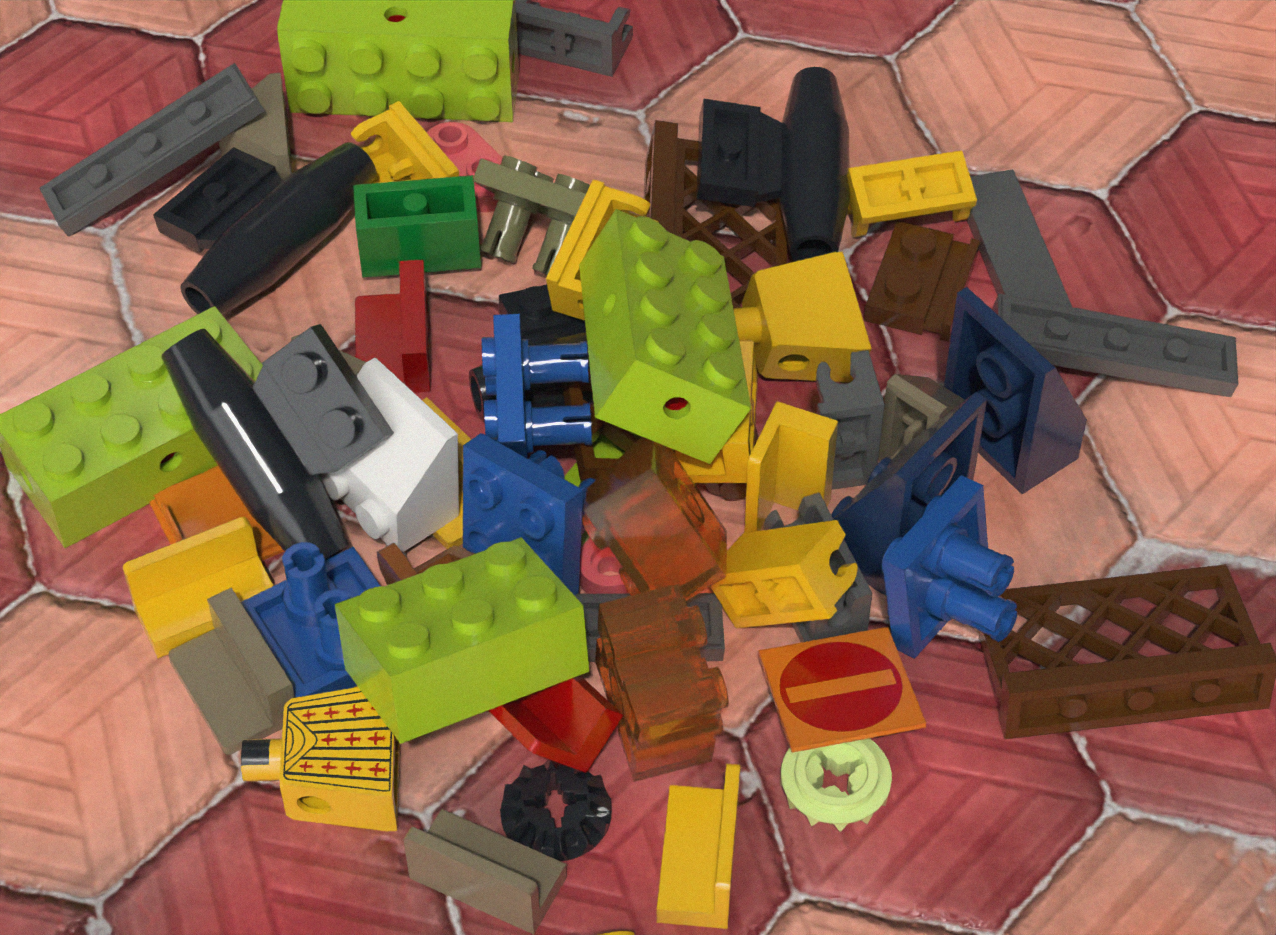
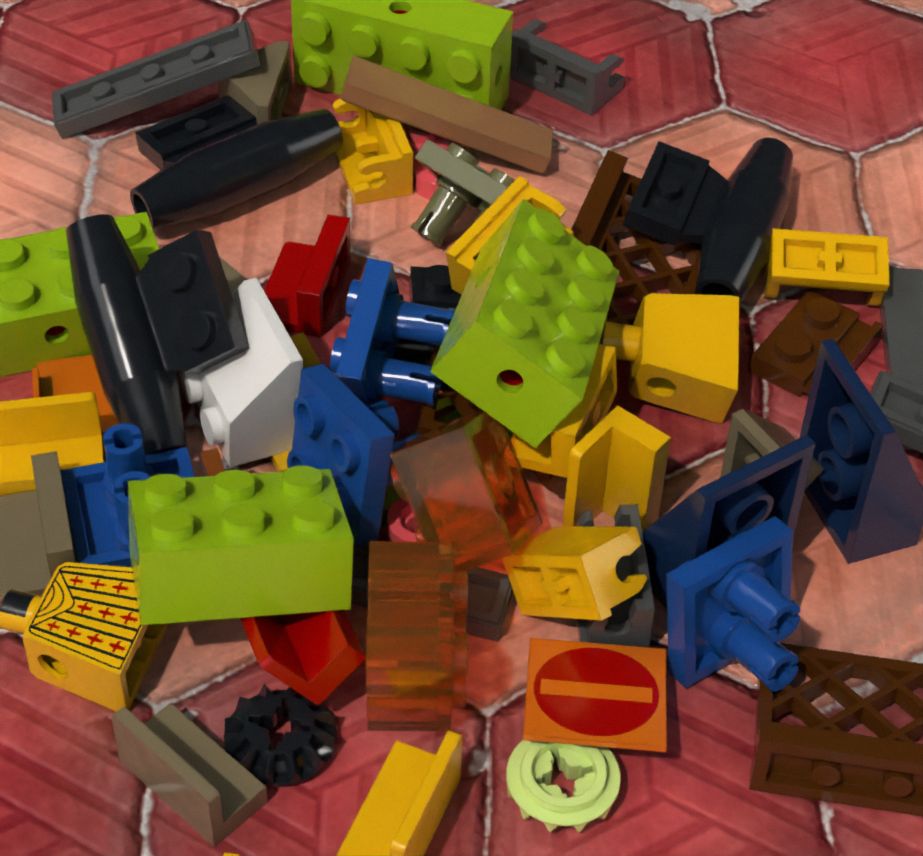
camera: 15 degrees right, 5 degrees down
(417, 222) = (358, 183): green brick -> none
(475, 117) = (447, 115): none -> medium nougat tile
(859, 415) = (693, 442): dark grey hinge -> none

